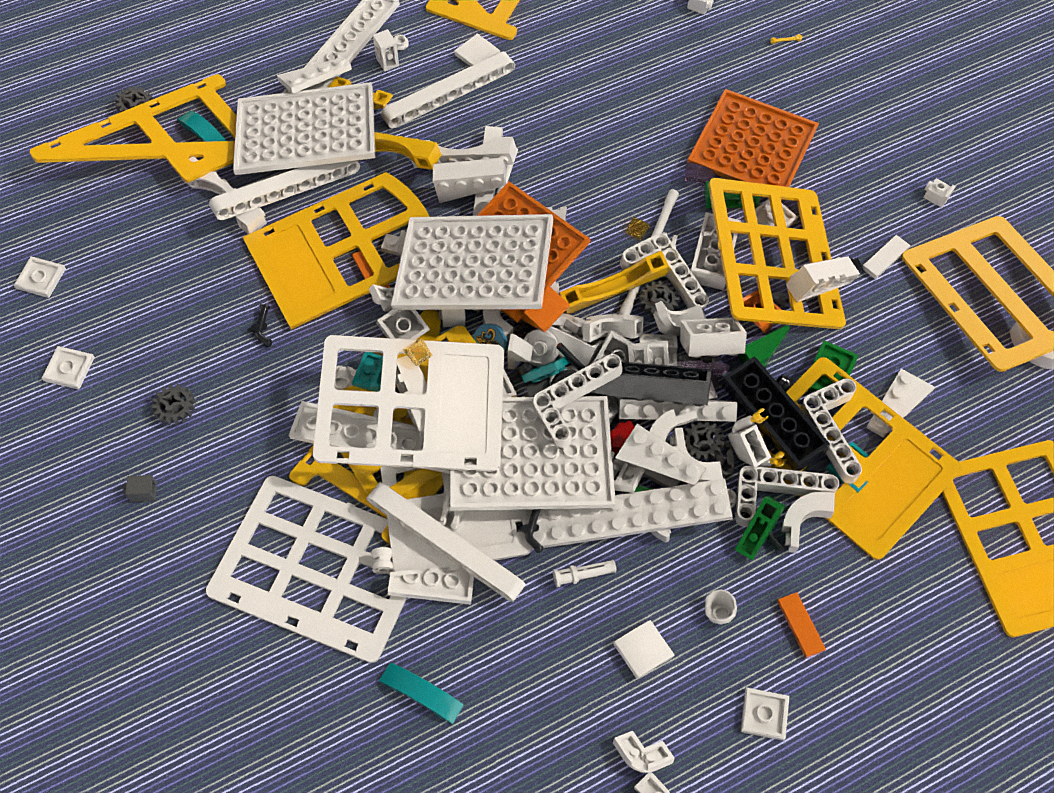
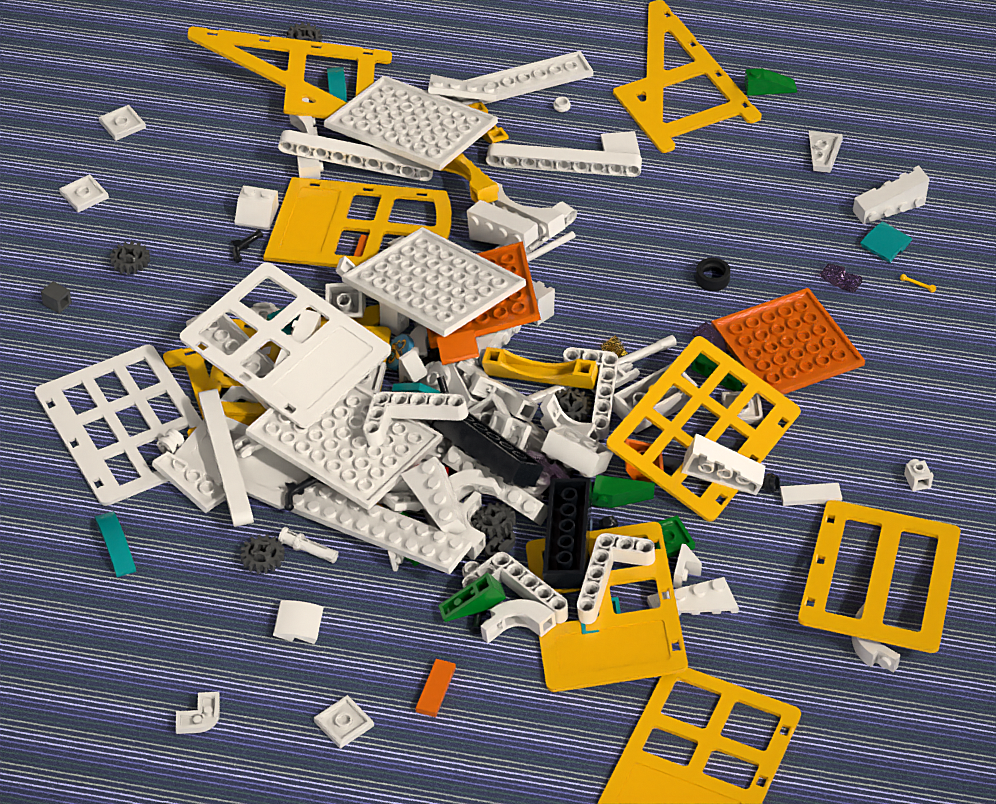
camera: 40 degrees right, 15 degrees down
(241, 285) = (256, 207): none -> white slope
(386, 50) = (538, 101): white brick -> none
(418, 352) = (321, 311): clear yellow slope -> none
(550, 605) = (264, 554): none -> dark grey gear
(641, 758) = (223, 682): white plate -> none
(648, 129) = (712, 264): none -> black tyre
(720, 606) = (384, 631): white hair -> none
(736, 19) = (885, 241): none -> teal slope
(739, 67) = (836, 276): none -> clear purple slope
(749, 443) = (523, 537): white torso -> none
(867, 376) = (686, 564): none -> white slope

